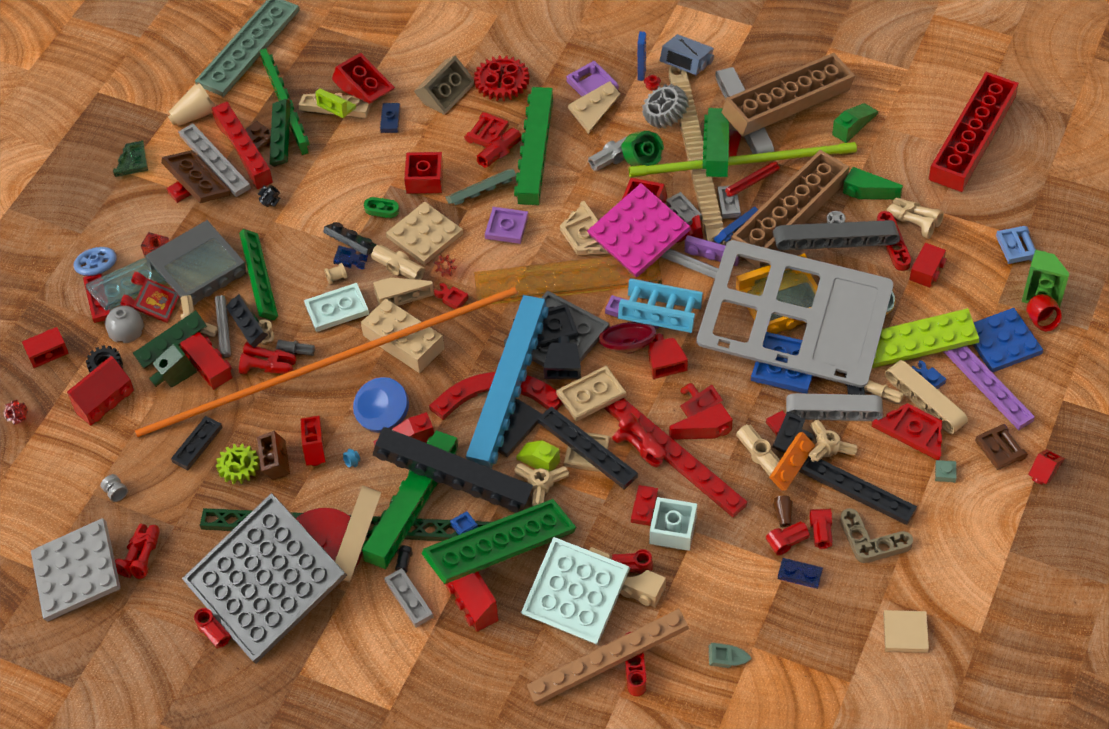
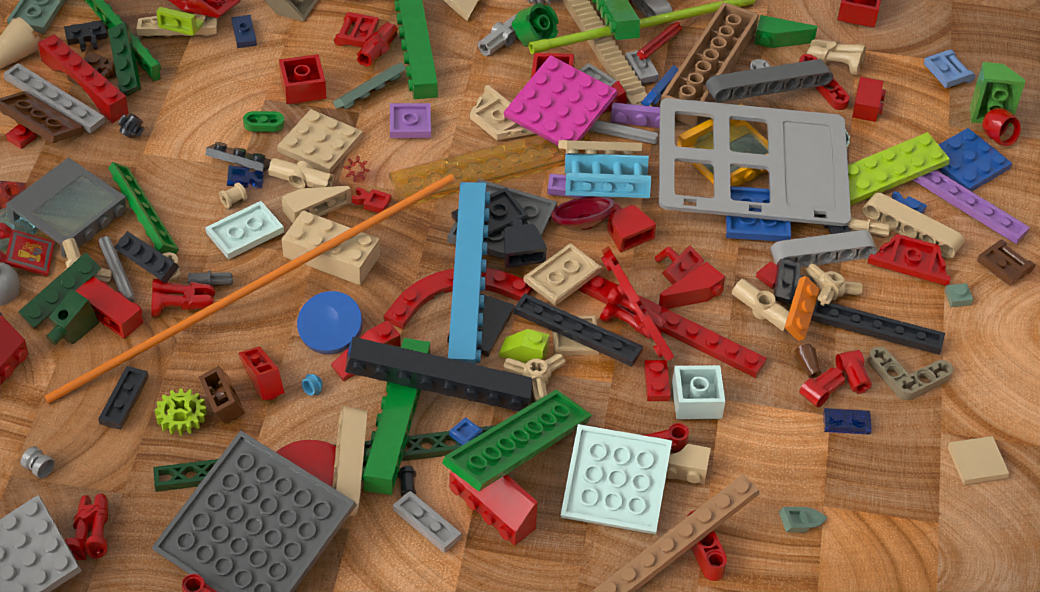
camera: 20 degrees left, 5 degrees down
(255, 101) = (85, 33): none -> black hinge
(635, 393) = (627, 289): none -> red plate
(654, 276) = (592, 146): none -> tan plate

